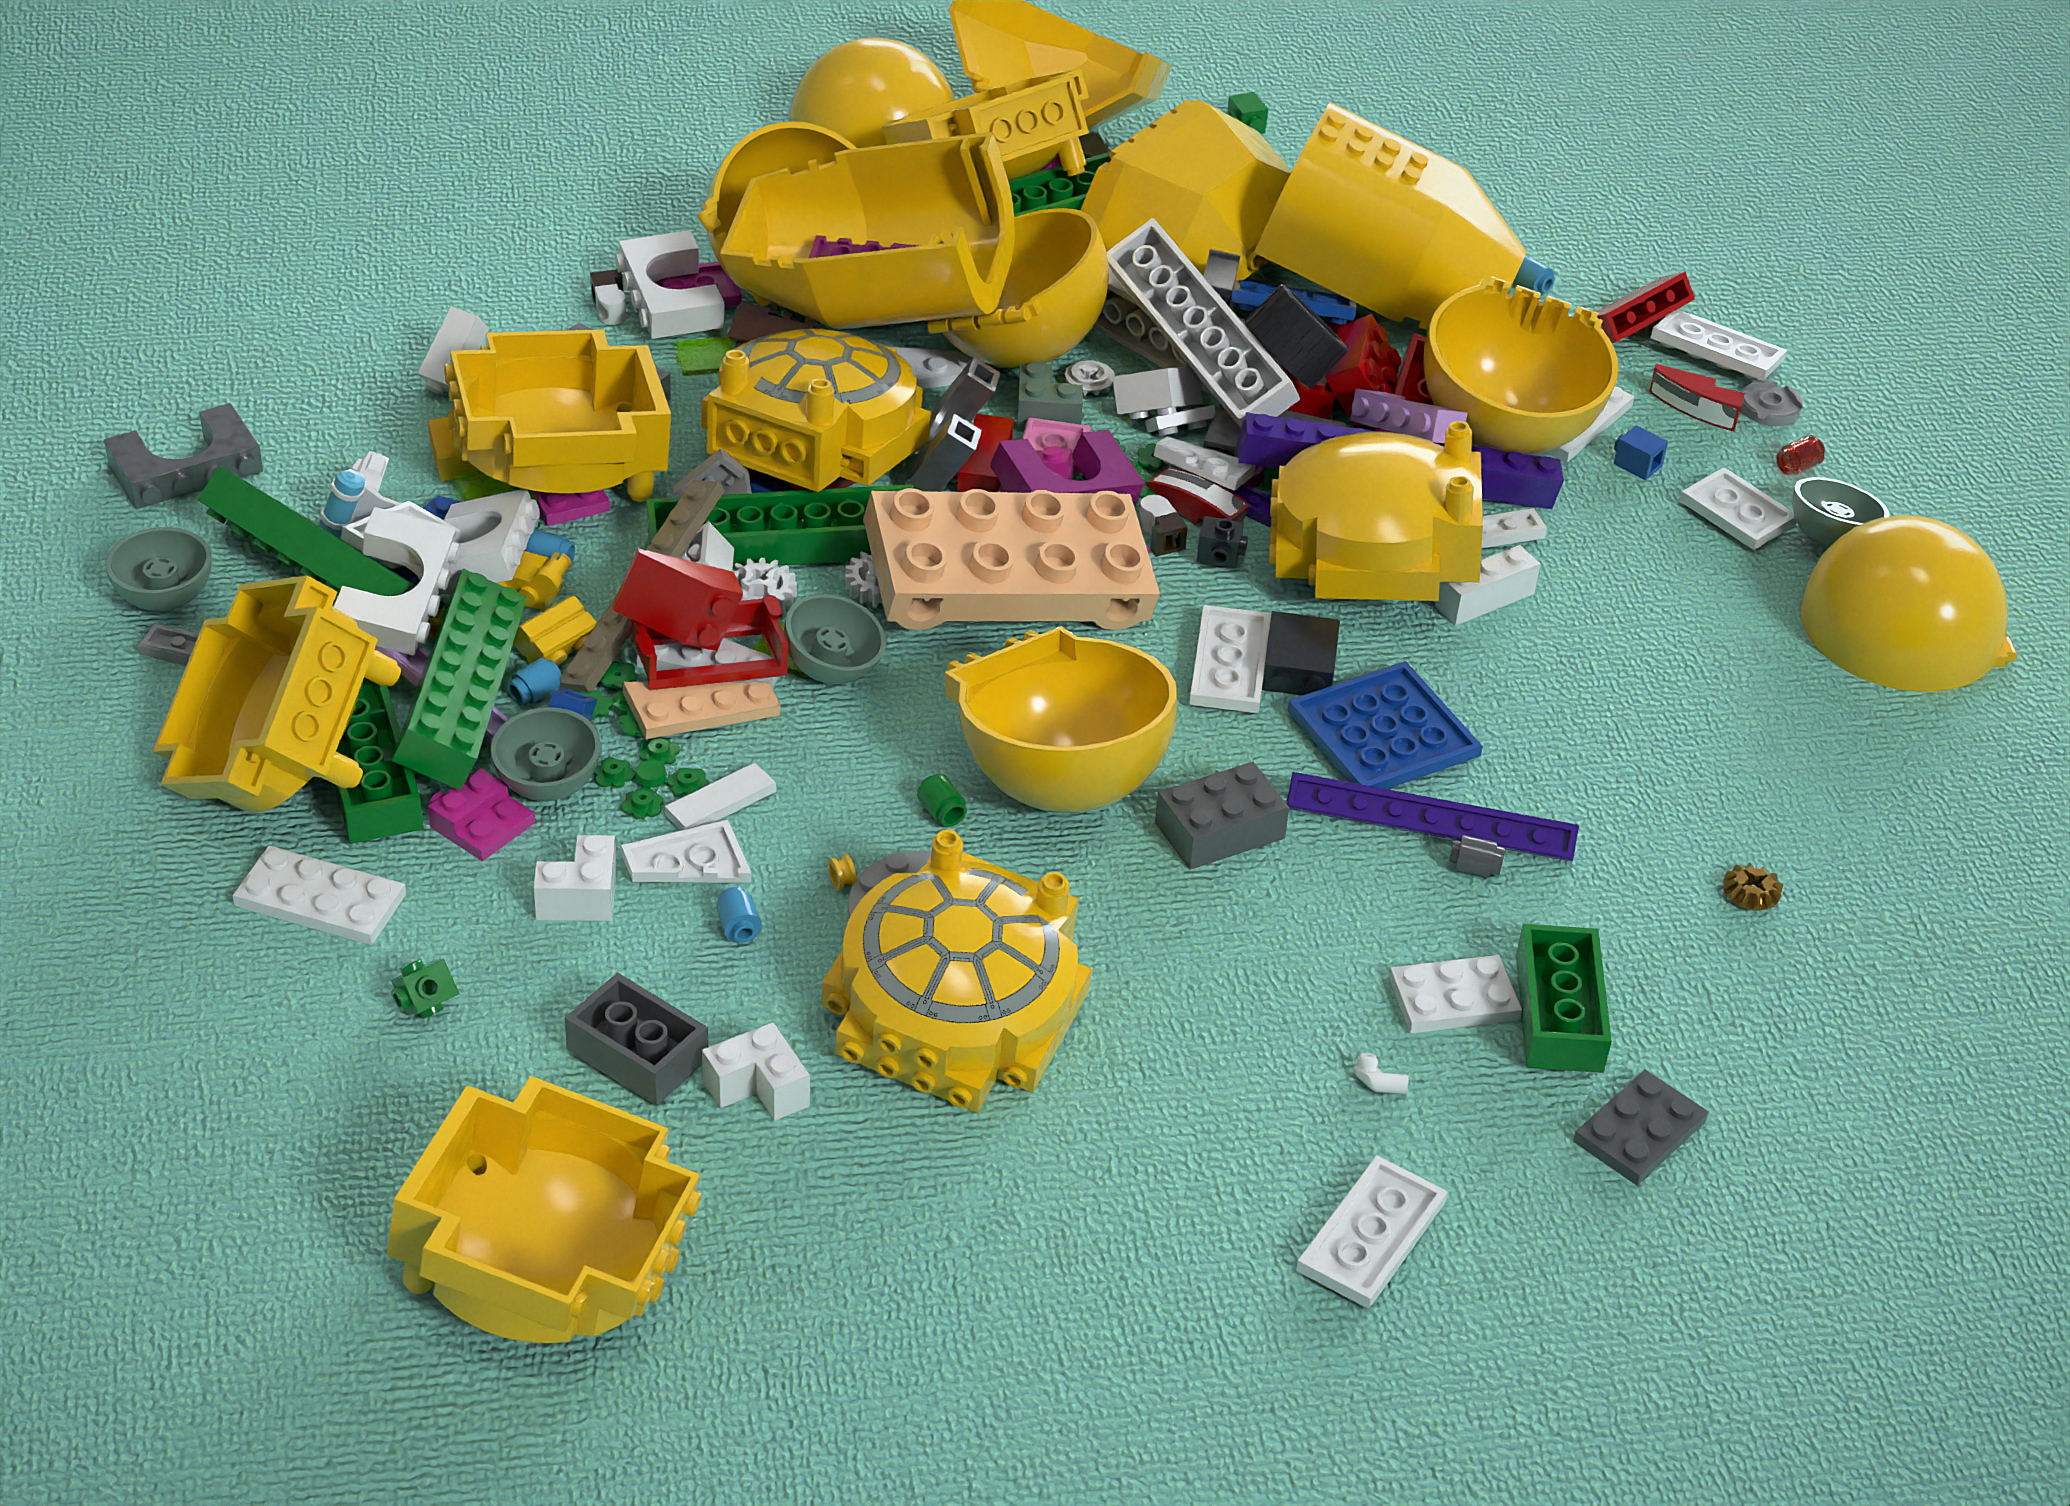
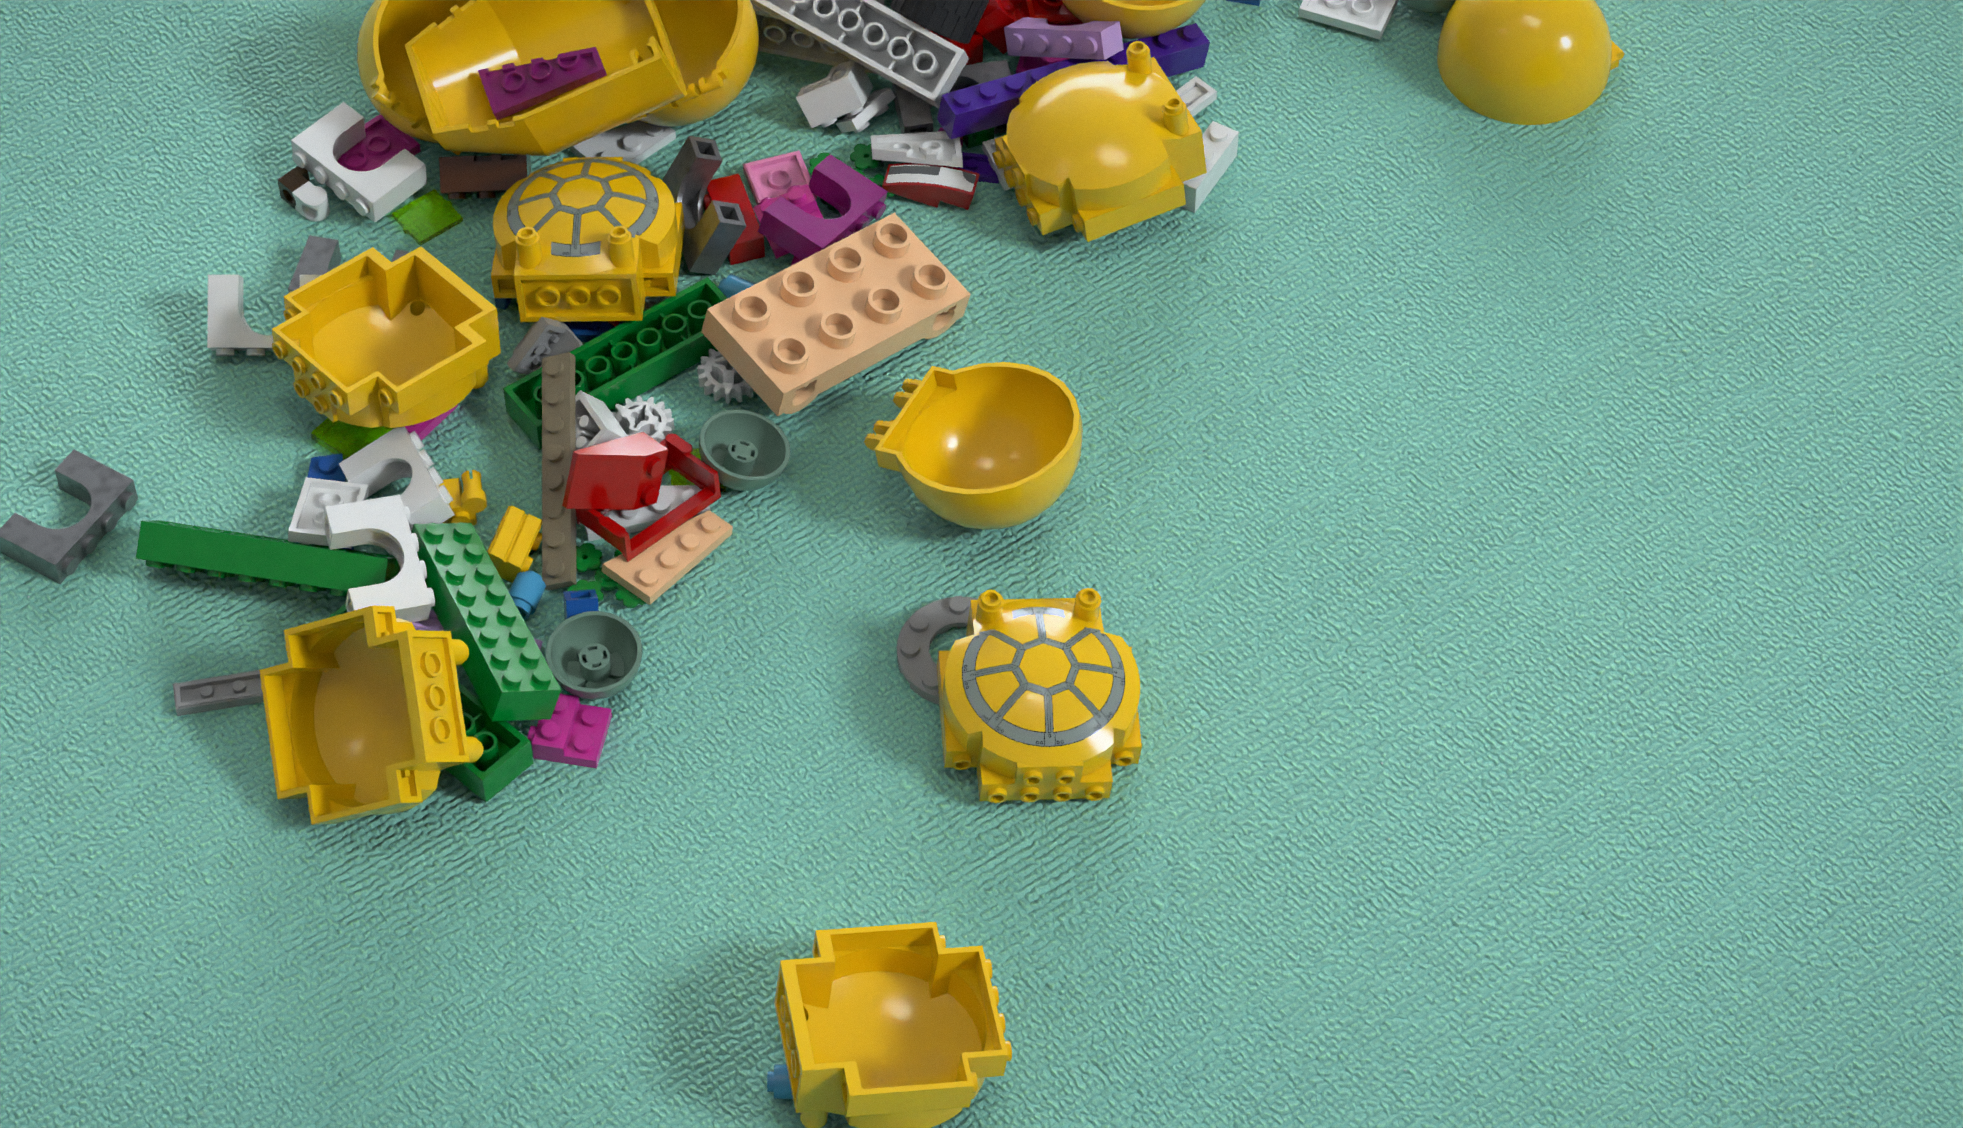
camera: 25 degrees left, 10 degrees up
(159, 567) = (148, 632): sand green piece -> none
(319, 895) = (496, 856): white plate -> none
(355, 494) = (257, 489): piece -> none
(423, 987) = (645, 894): green brick -> none
(446, 457) = (286, 408): yellow brick -> none
(549, 543) = (449, 464): dark azure brick -> none
(578, 888) = (699, 752): white brick -> none
(636, 1038) = (835, 859): dark grey brick -> none
(649, 774) = (675, 633): green plant -> none
(690, 855) = (756, 690): white wing -> none
(721, 798) = (743, 629): white tile -> none
(738, 915) = (831, 722): dark azure brick -> none
(758, 1065) = (940, 836): white brick -> none
(842, 872) = (882, 650): yellow bush -> none
(942, 800) = (915, 552): green brick -> none
(1045, 399) = (744, 142): sand green brick -> none
(1085, 371) = (755, 92): white gear -> none
(1162, 524) = (920, 219): dark brown leg -> none
(1221, 542) = (976, 219): black brick -> none
(1221, 815) = (1132, 469): dark grey brick -> none
(1230, 659) = (1049, 323): white plate -> none
(1300, 653) = (1101, 296): black brick -> none
(1372, 1231) = (1444, 758): white plate -> none
(1376, 1079) = (1374, 637): white arm -> none
(1384, 728) = (1202, 334): blue plate -> none
(1431, 816) = (1283, 397): dark purple tile -> none
(1455, 994) = (1386, 540): white plate -> none
(1477, 856) = (1337, 417): dark grey brick -> none
(1563, 998) = (1469, 510): green brick -> none
(1640, 1127) = (1574, 587): dark grey plate -> none
(1751, 896) = (1550, 359): pearl gold gear -> none

